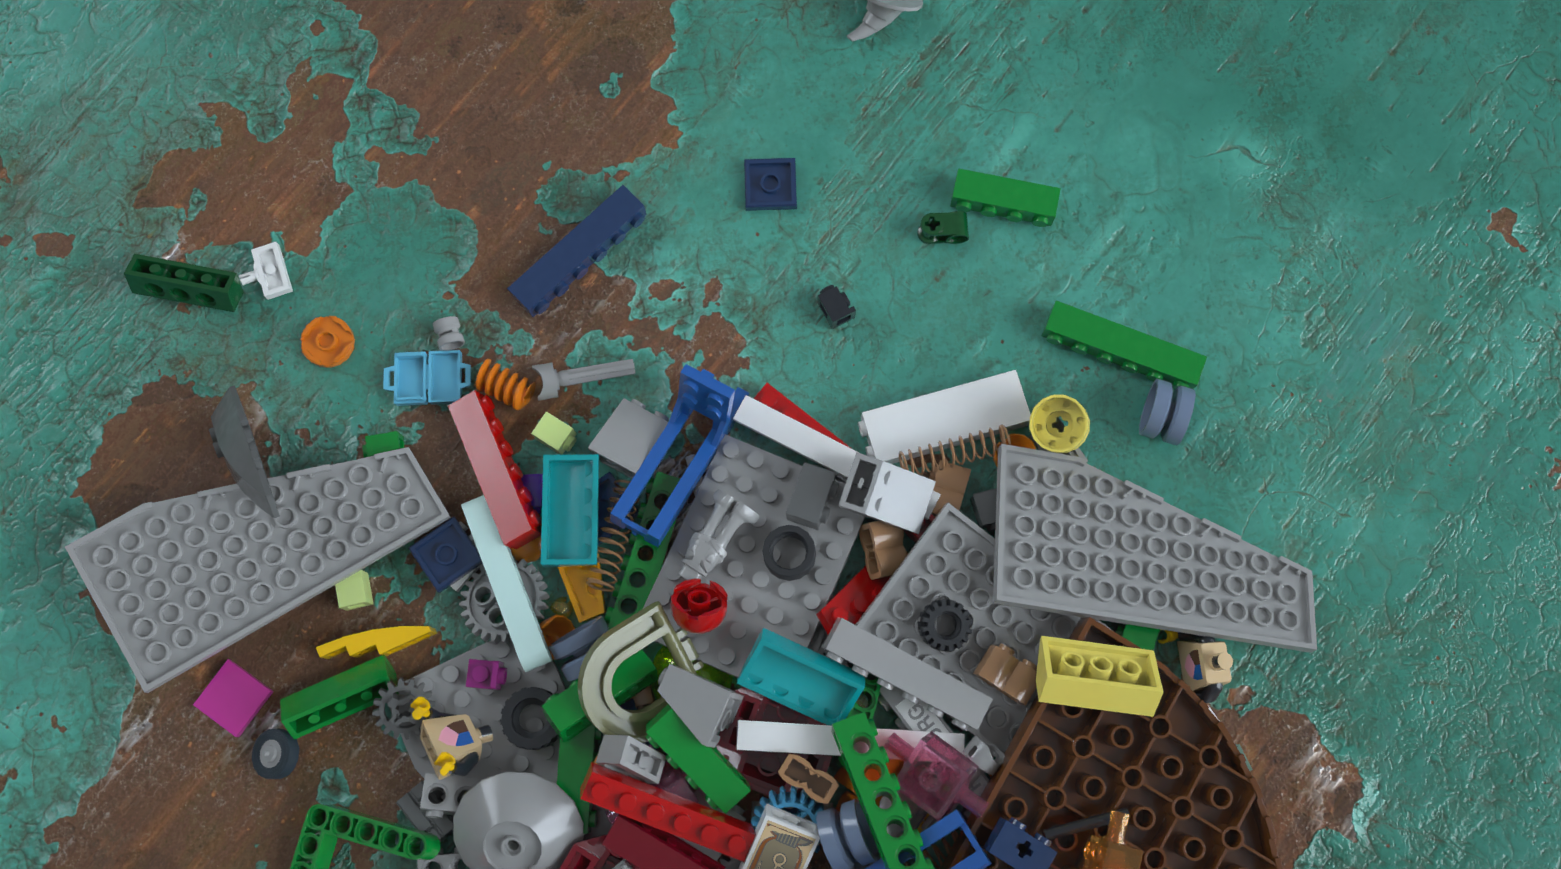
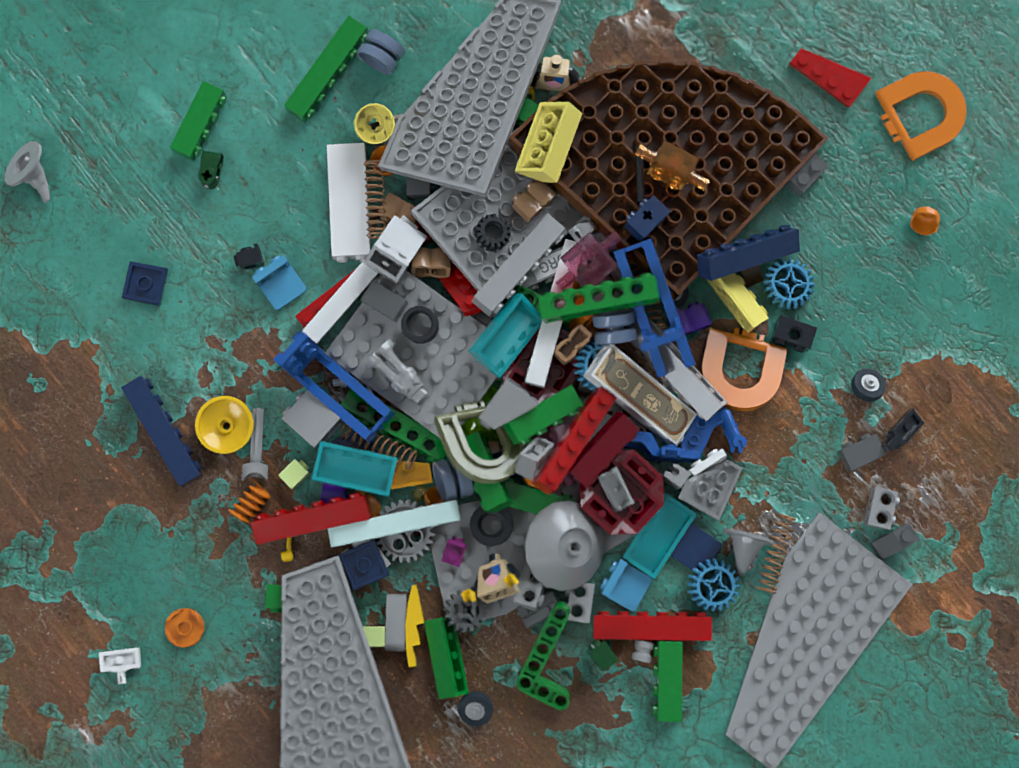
camera: 85 degrees left, 5 degrees up
(184, 282) = (114, 725): dark green brick -> none
(233, 698) = (429, 734): dark pink tile -> none
(236, 443) = (247, 699): dark grey wedge -> none
(377, 615) = (395, 622): none -> light grey beam
(423, 383) = (229, 567): medium azure piece -> none
(445, 451) = (287, 555): none -> yellow hand
(448, 333) = (201, 536): light grey wheel -> none
(598, 310) = (211, 421): none -> yellow dish
(698, 605) = (443, 391): red cylinder -> none
(811, 353) = (279, 282): none -> dark azure bracket

